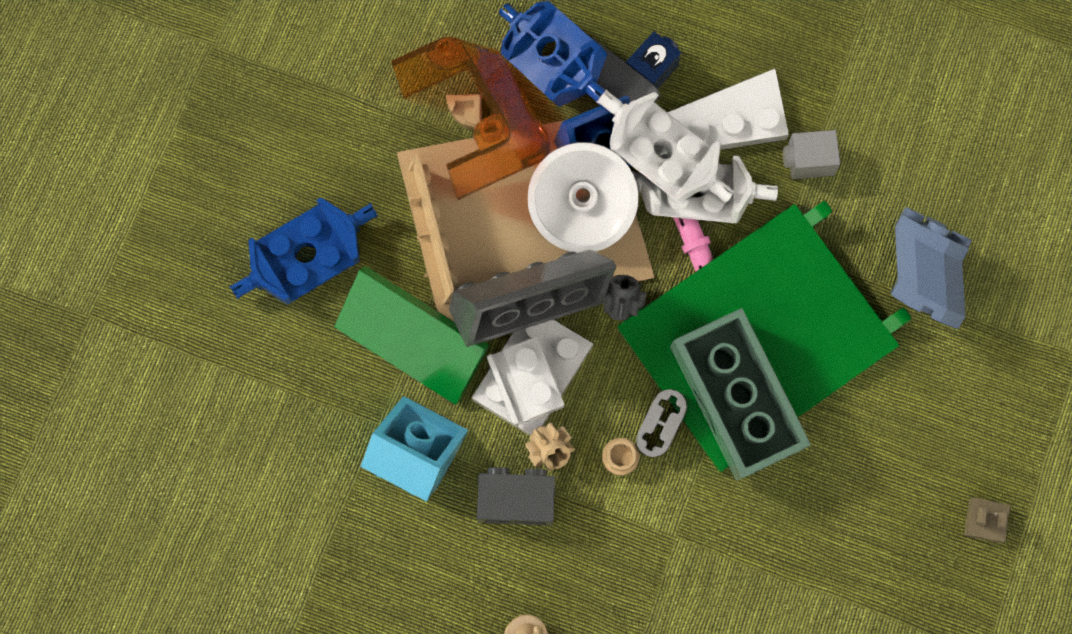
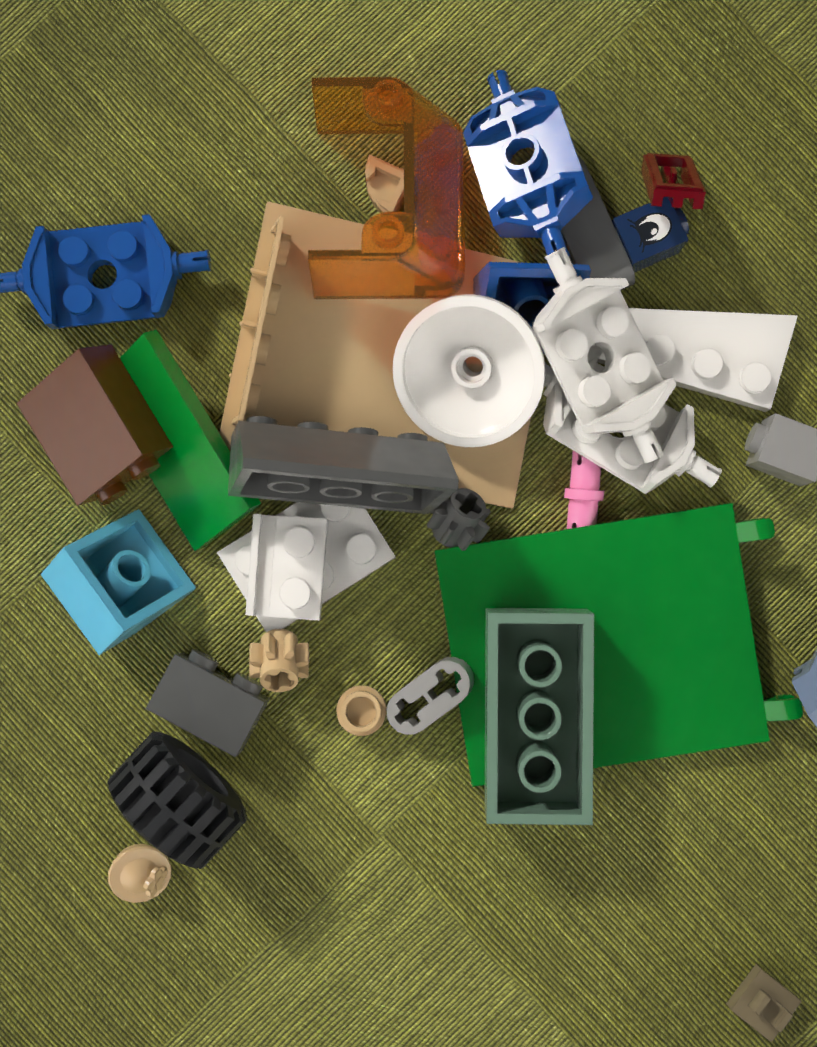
camera: 30 degrees right, 10 degrees up
(351, 349) = (95, 425): none -> reddish brown brick
(529, 565) = (176, 800): none -> black tyre
(644, 24) = (665, 182): none -> dark red tile

